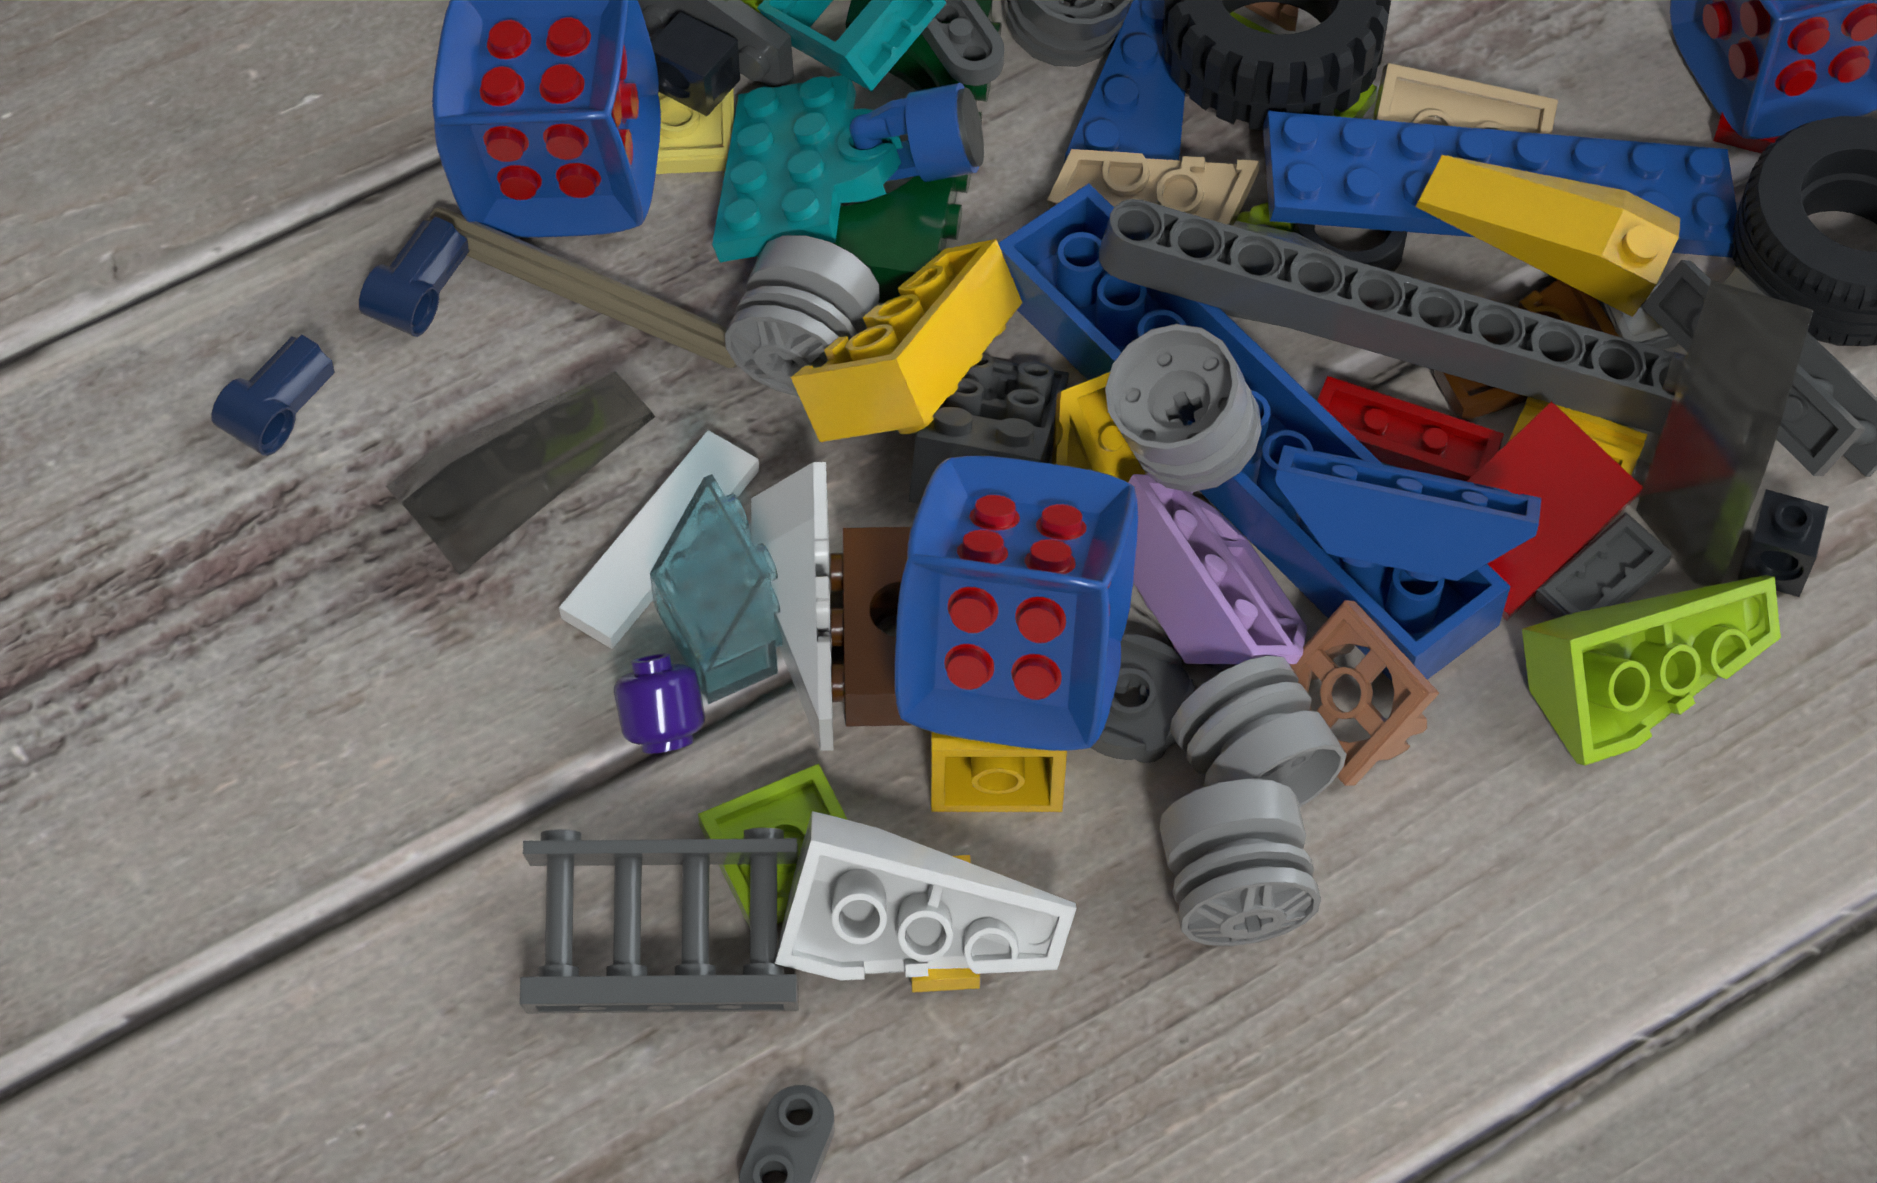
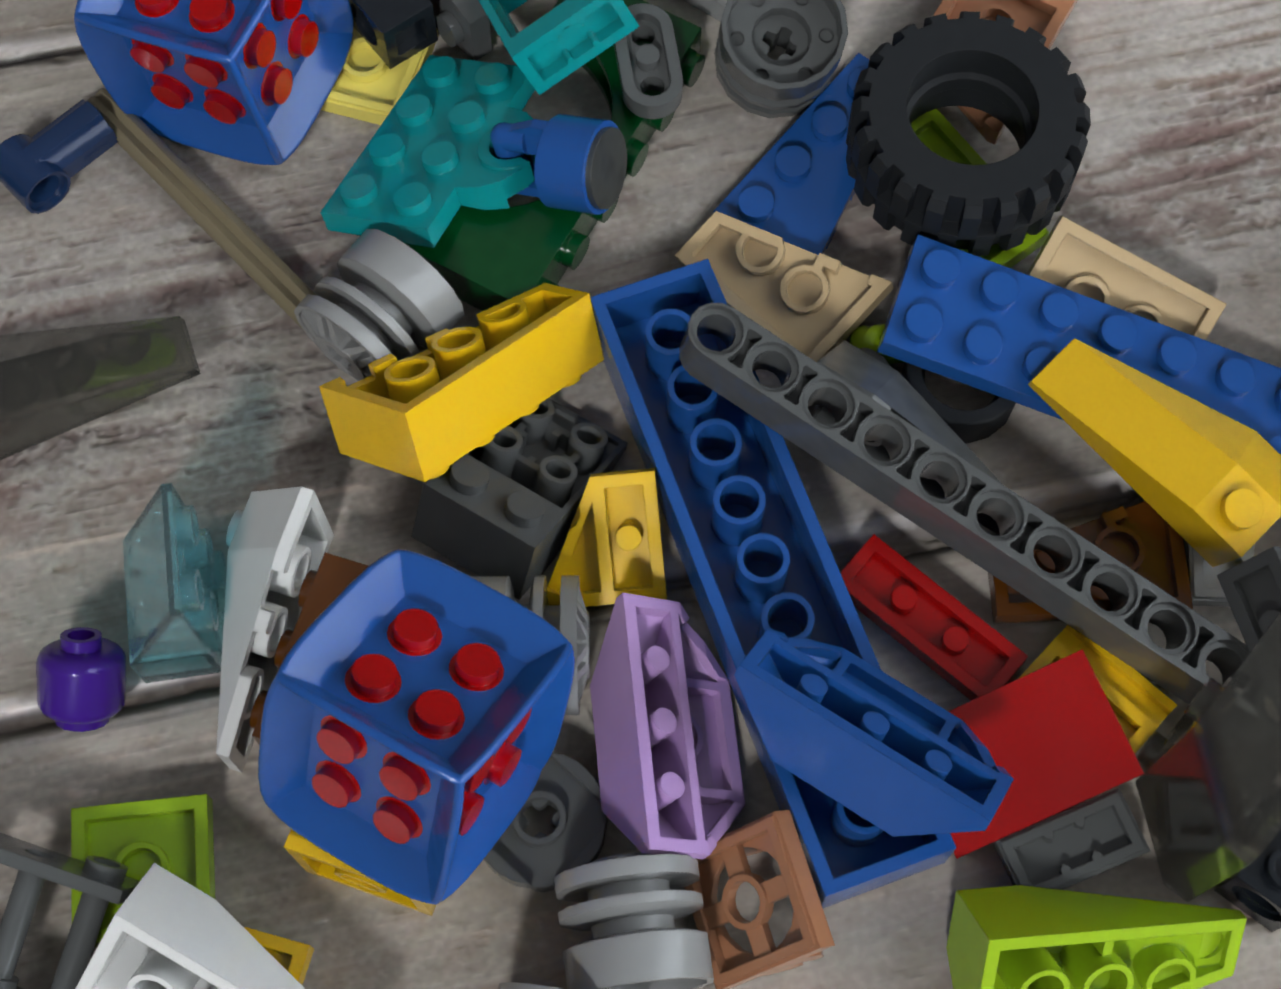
camera: 20 degrees right, 10 degrees up
(620, 582) = (200, 471): white tile -> none
(1164, 384) = (661, 527): light grey wheel -> none

